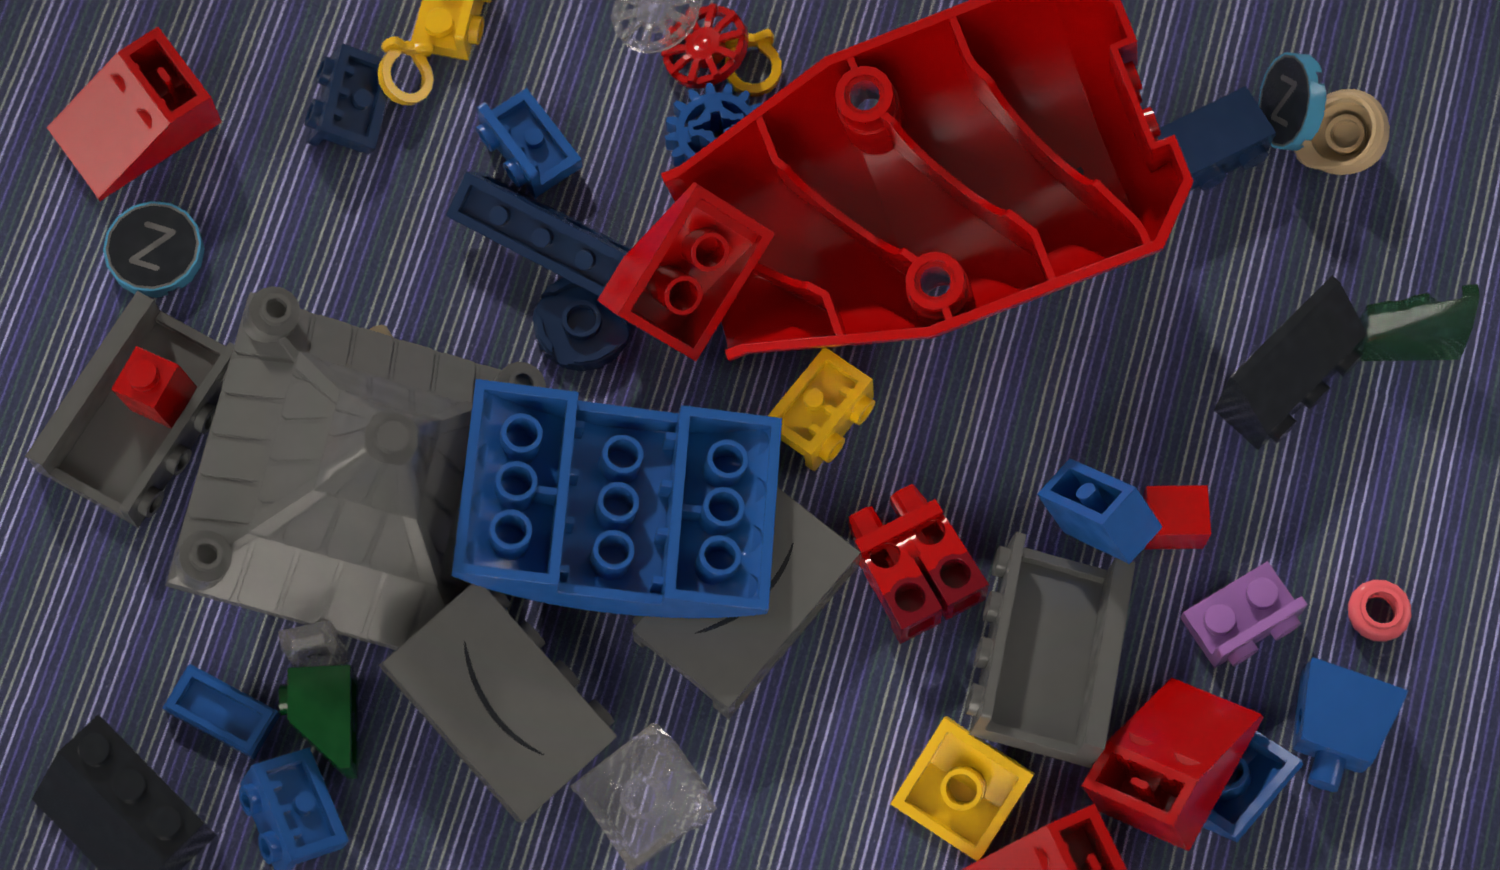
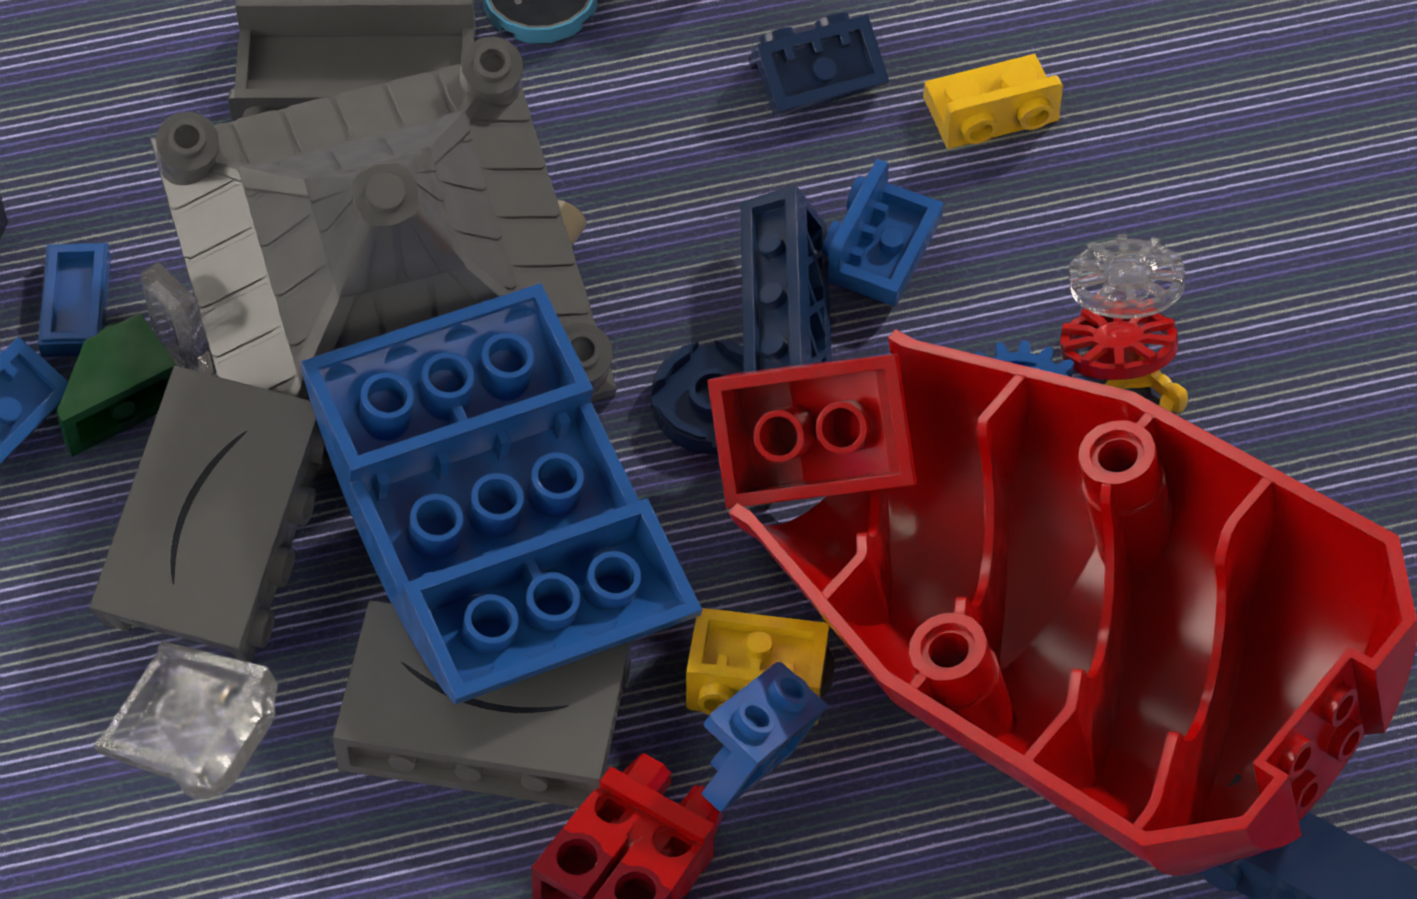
camera: 60 degrees right, 15 degrees down
(154, 387) = (376, 45): red brick -> none
(419, 52) = (917, 95): yellow piece -> none
(892, 433) = (759, 731): none -> blue bracket

